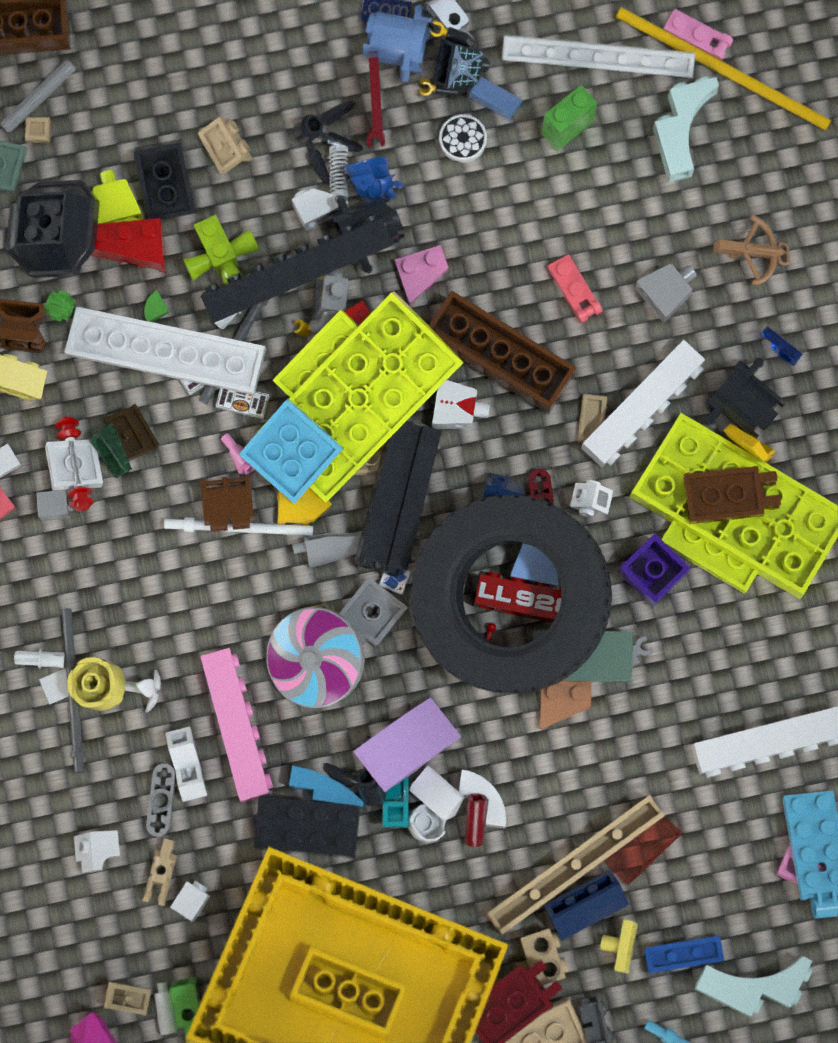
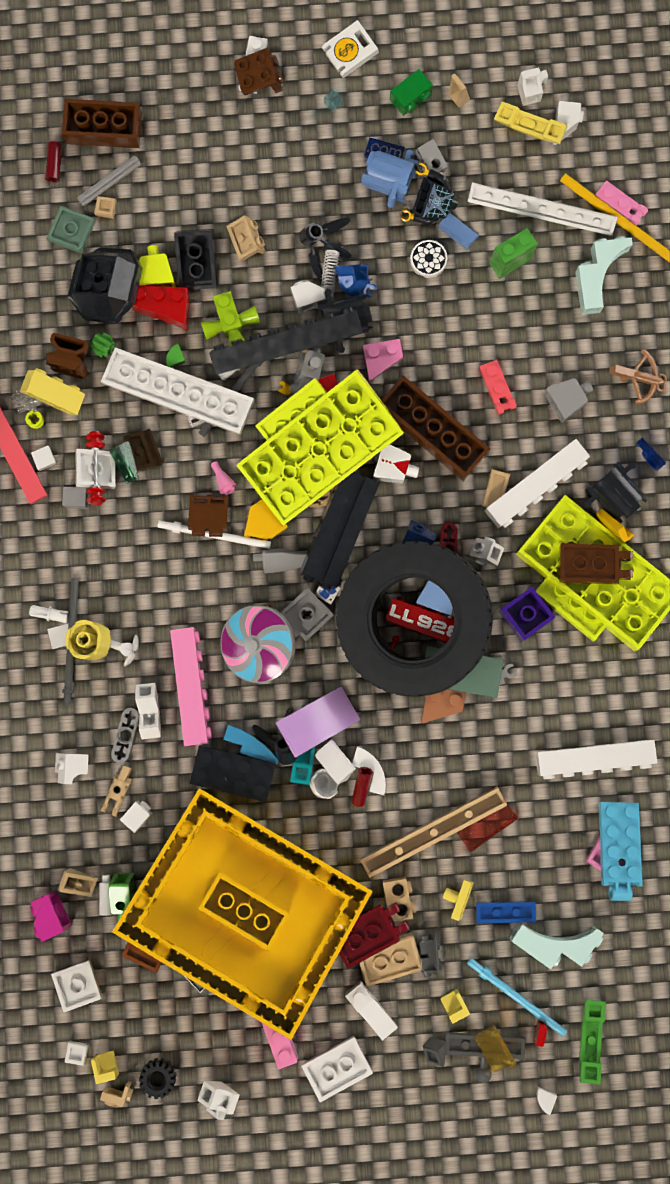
camera: 10 degrees right, 5 degrees up
(243, 403) = (231, 440): tile -> none
(291, 451) = (261, 482): medium azure plate -> none
(376, 130) = (363, 243): dark red tile -> none
(586, 904) = (437, 864): dark blue brick -> none

